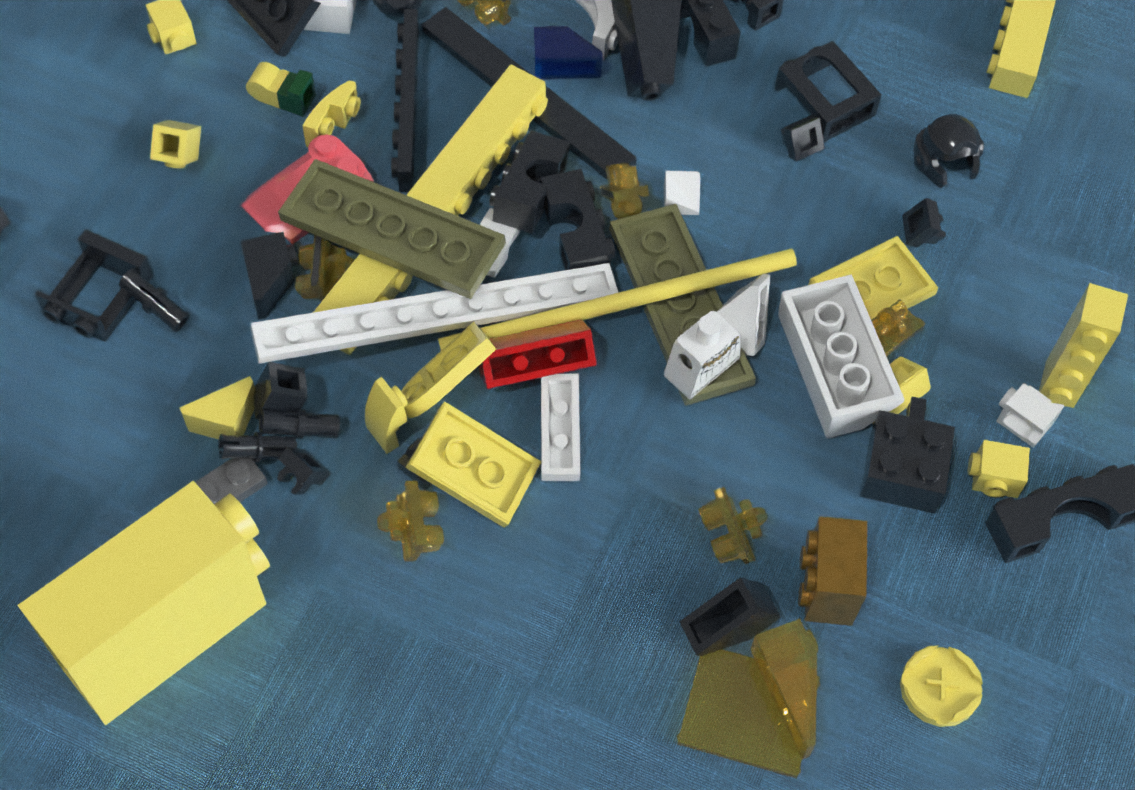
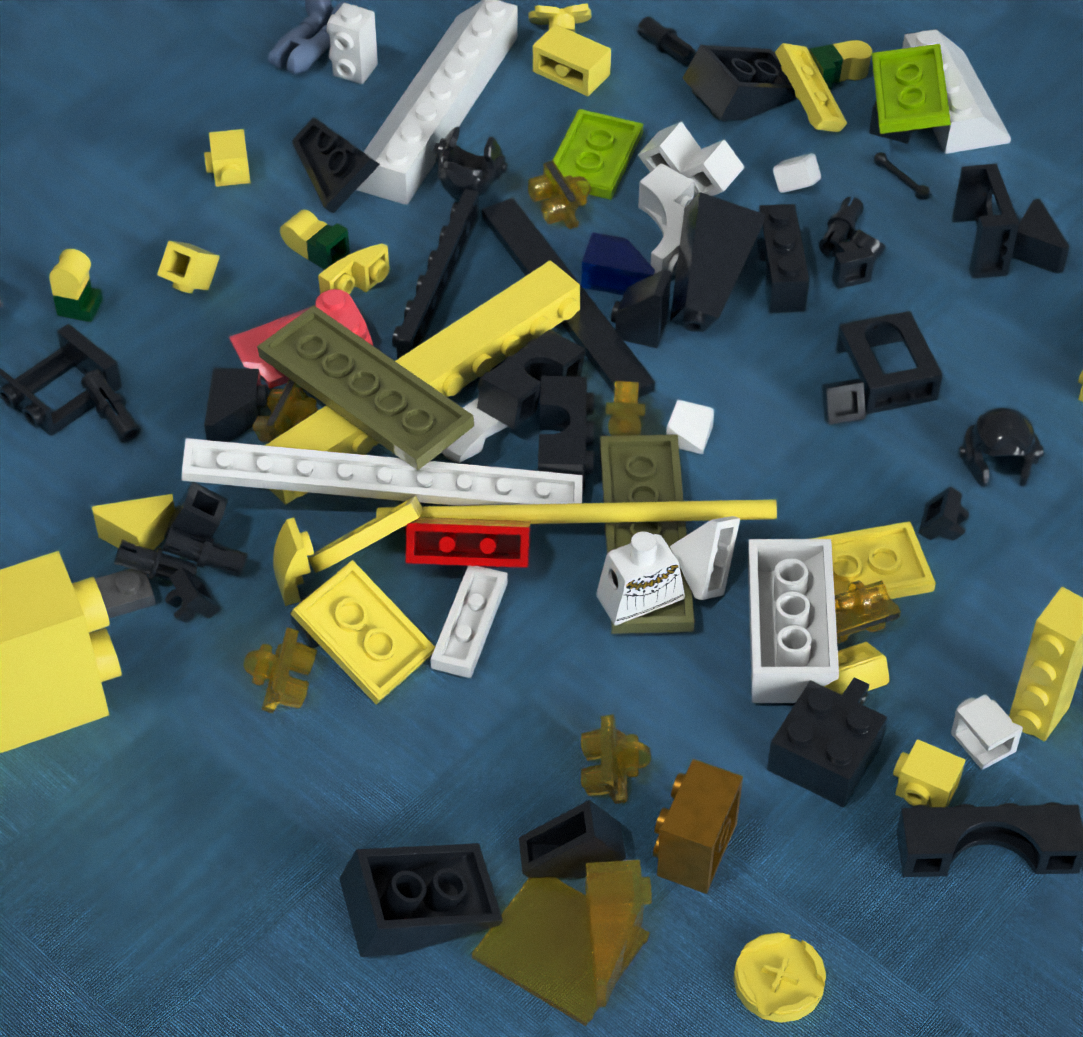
camera: 20 degrees right, 10 degrees down
(72, 190) = (72, 287): none -> leg
(604, 91) = (644, 310): none -> black slope
(615, 705) = (417, 896): none -> black slope

